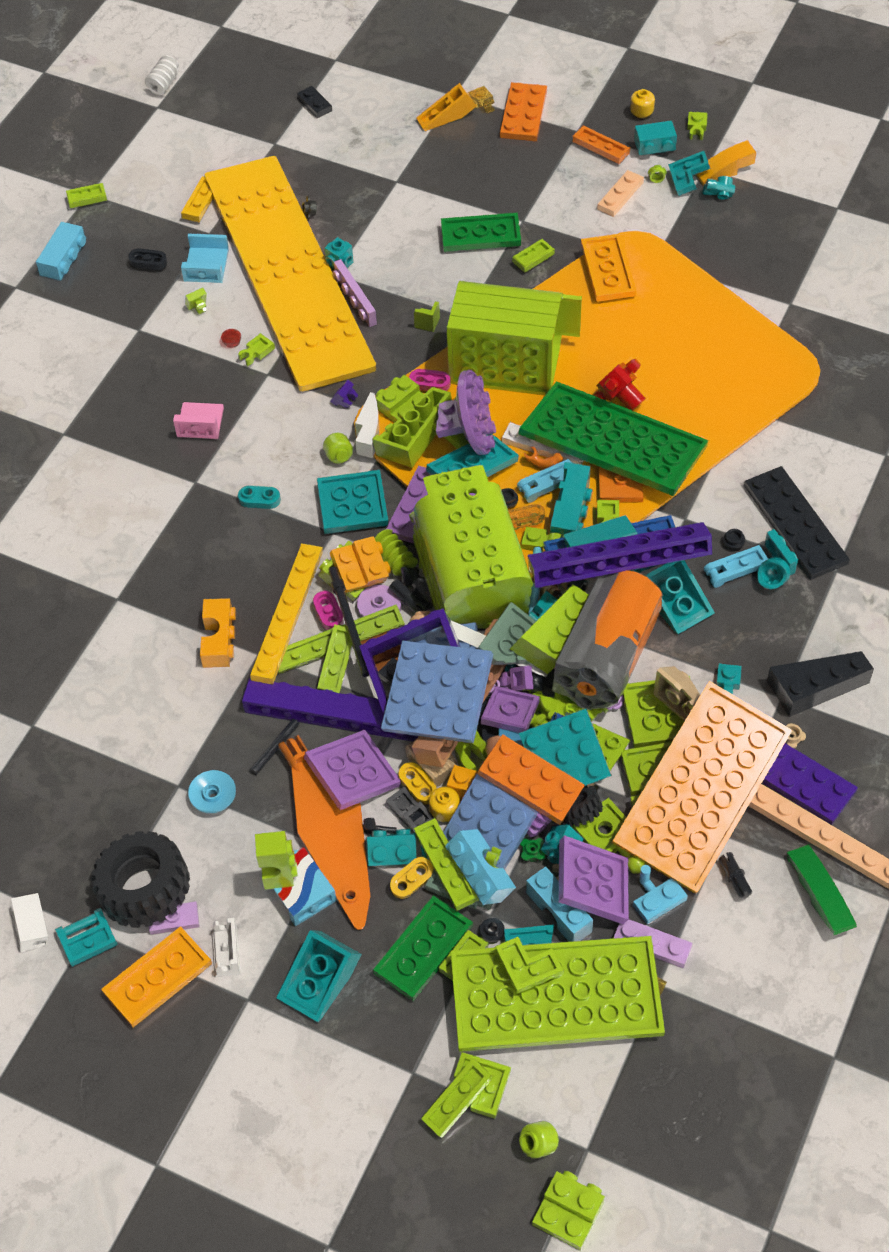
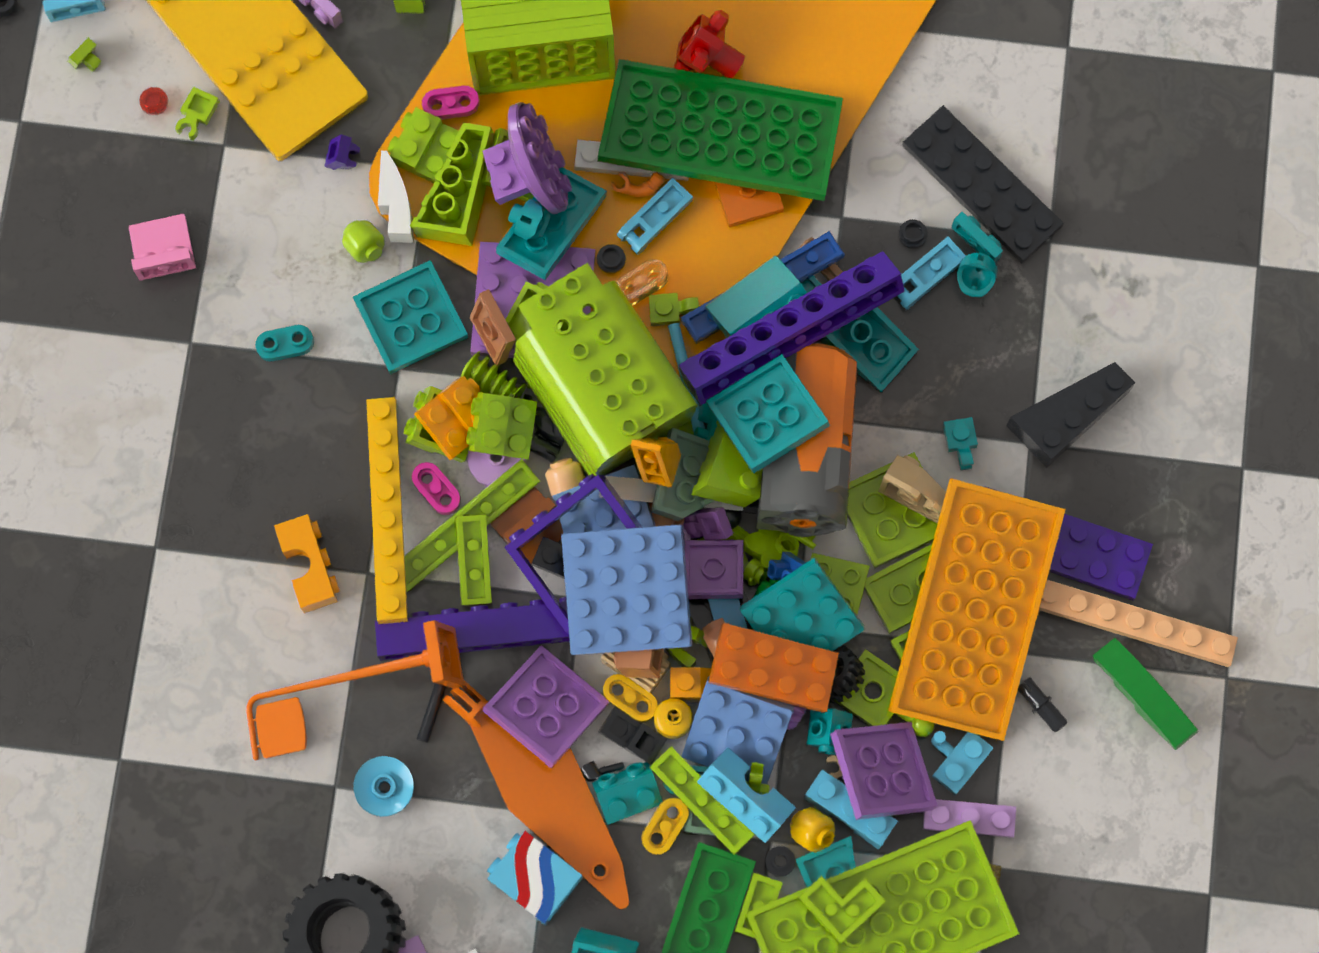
camera: 20 degrees left, 20 degrees up
(157, 731) = (282, 722): none -> orange piece
(276, 859) = (507, 873): lime arch -> none
(339, 589) = (443, 461): black bar -> none
(388, 574) = (501, 425): none -> lime plate
(404, 509) = (492, 327): none -> nougat tile
(452, 447) = (521, 217): none -> teal piece
(490, 606) = (656, 459): none -> light orange slope
(524, 911) = (812, 829): none -> yellow head
(529, 855) = (799, 735): green plate -> none
(572, 499) = (698, 249): teal wedge -> none
(582, 601) = (768, 413): none -> teal plate
(607, 510) = (746, 245): lime plate -> none
(797, 733) = (1056, 487): tan plate -> none

